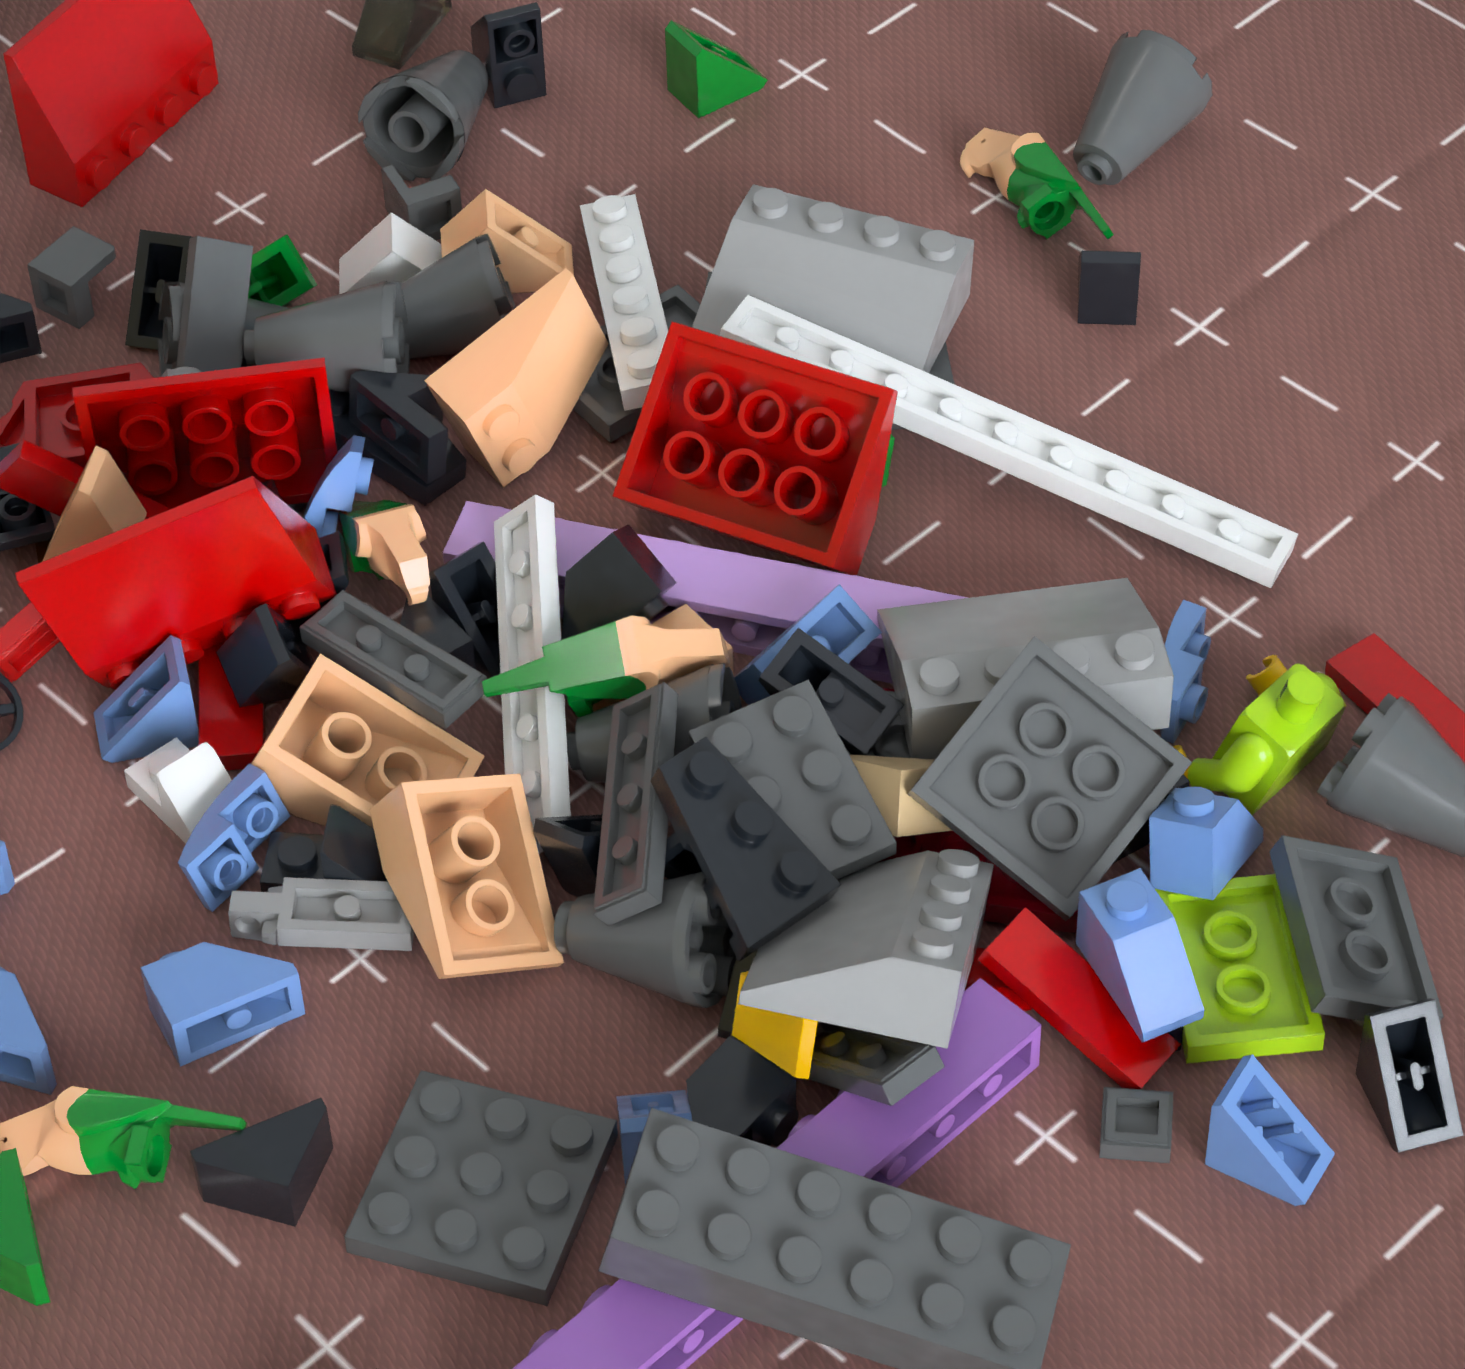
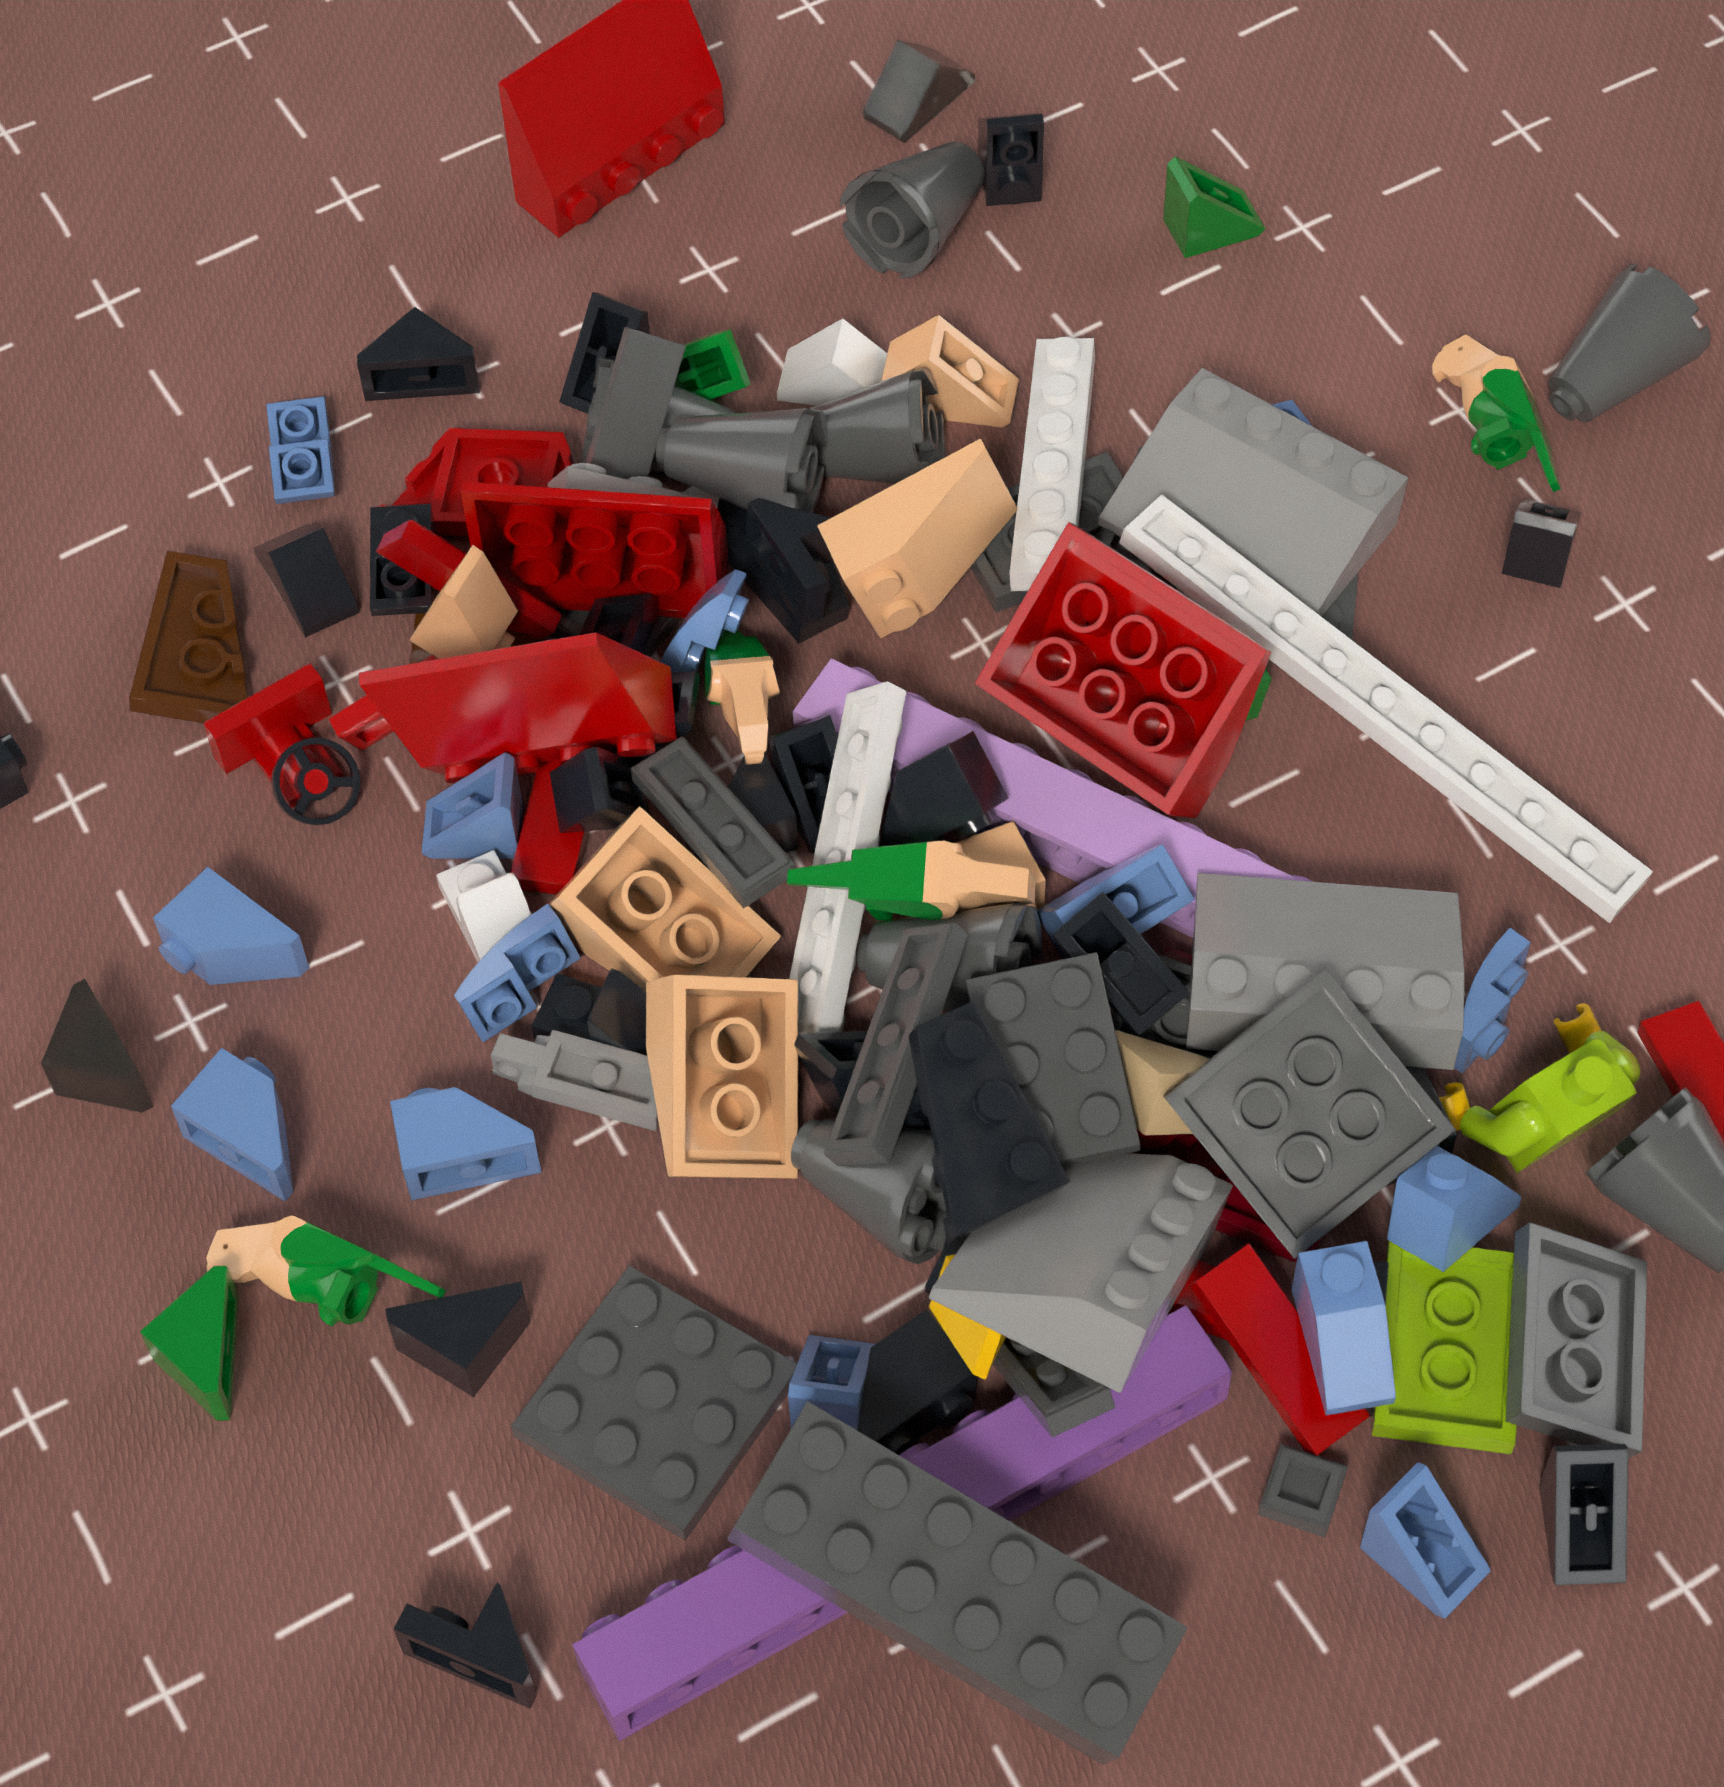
camera: 15 degrees right, 10 degrees up
(62, 275) = (519, 312): dark grey panel -> none
(422, 206) = (882, 310): dark grey panel -> none

